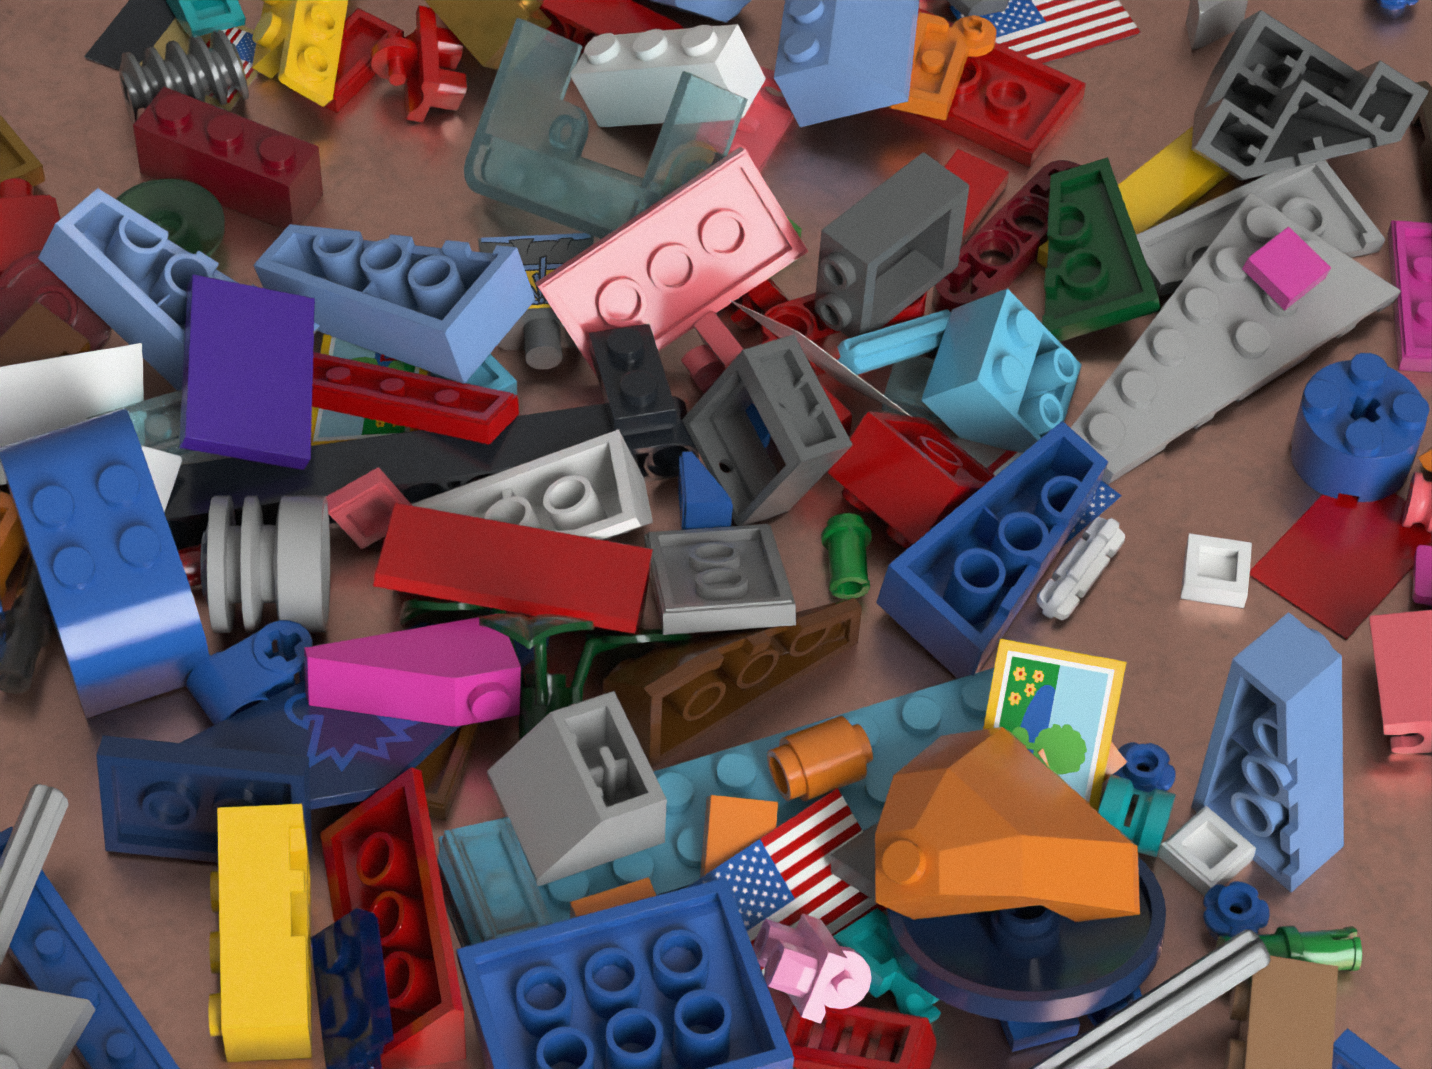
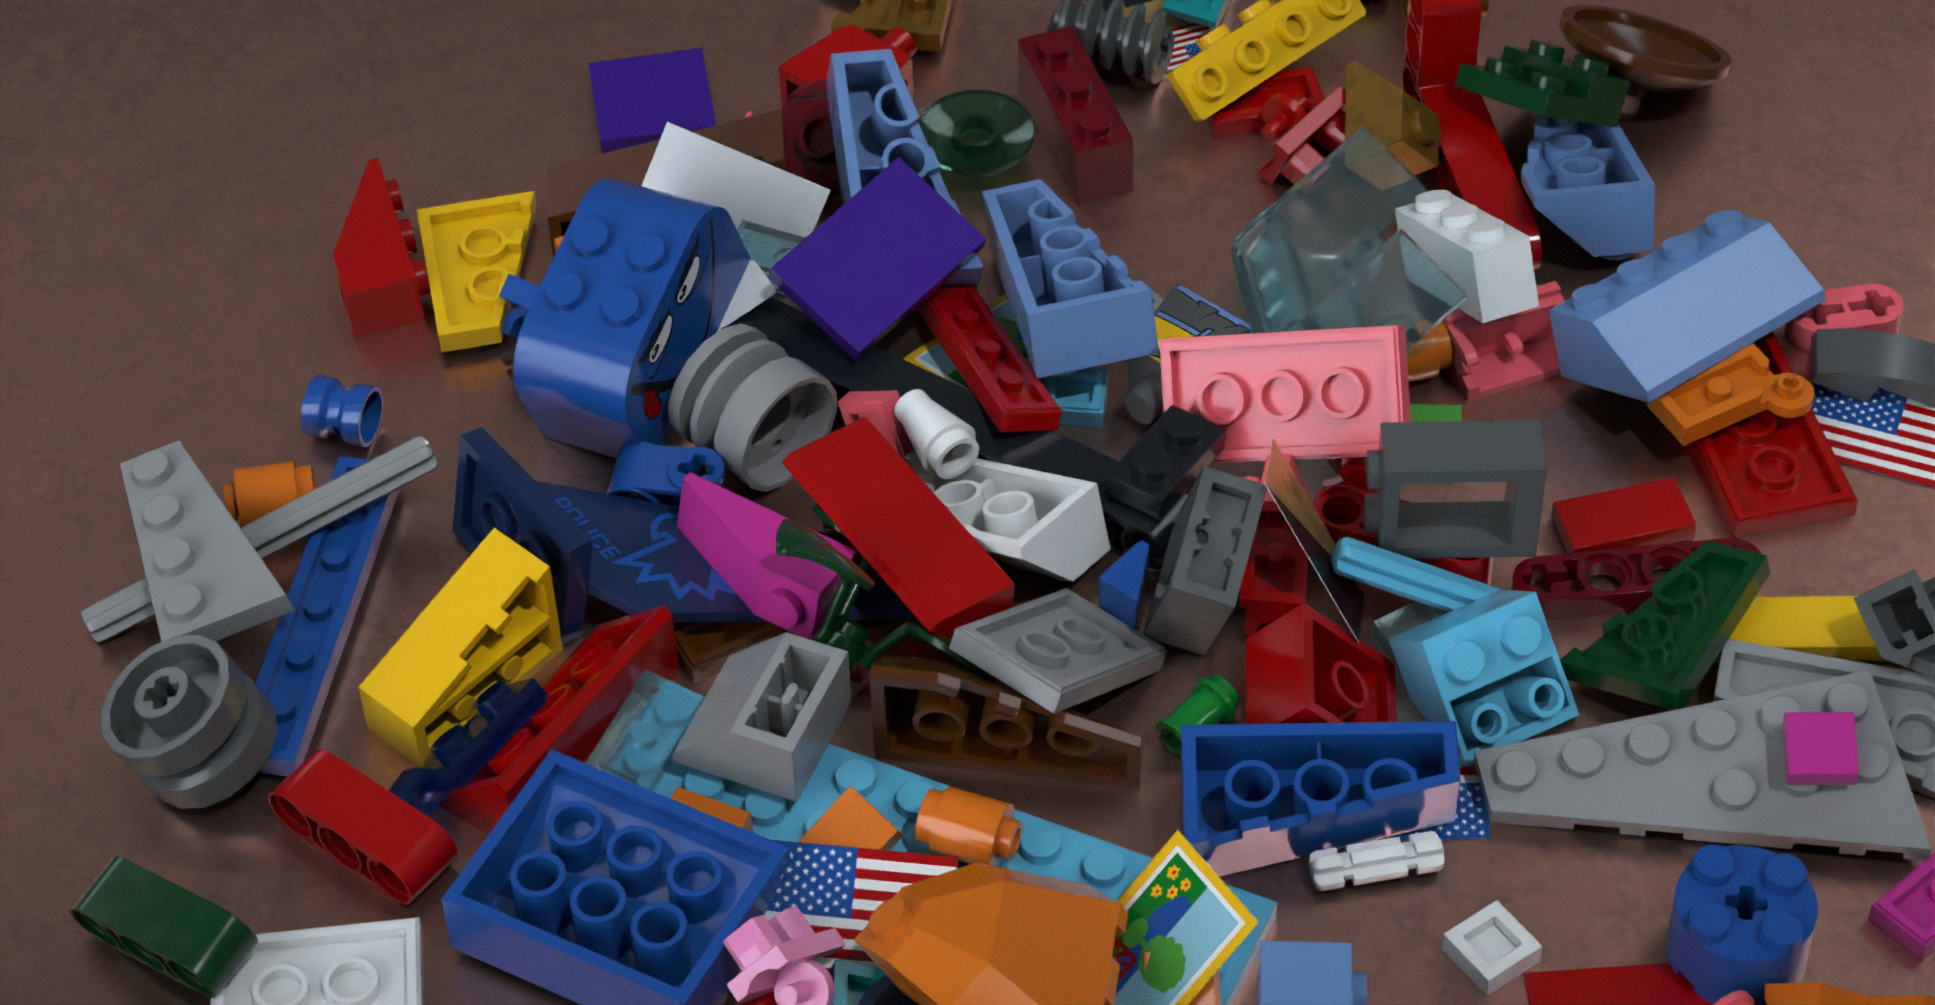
camera: 50 degrees right, 5 degrees down
(446, 480) = (938, 436): none -> white cone

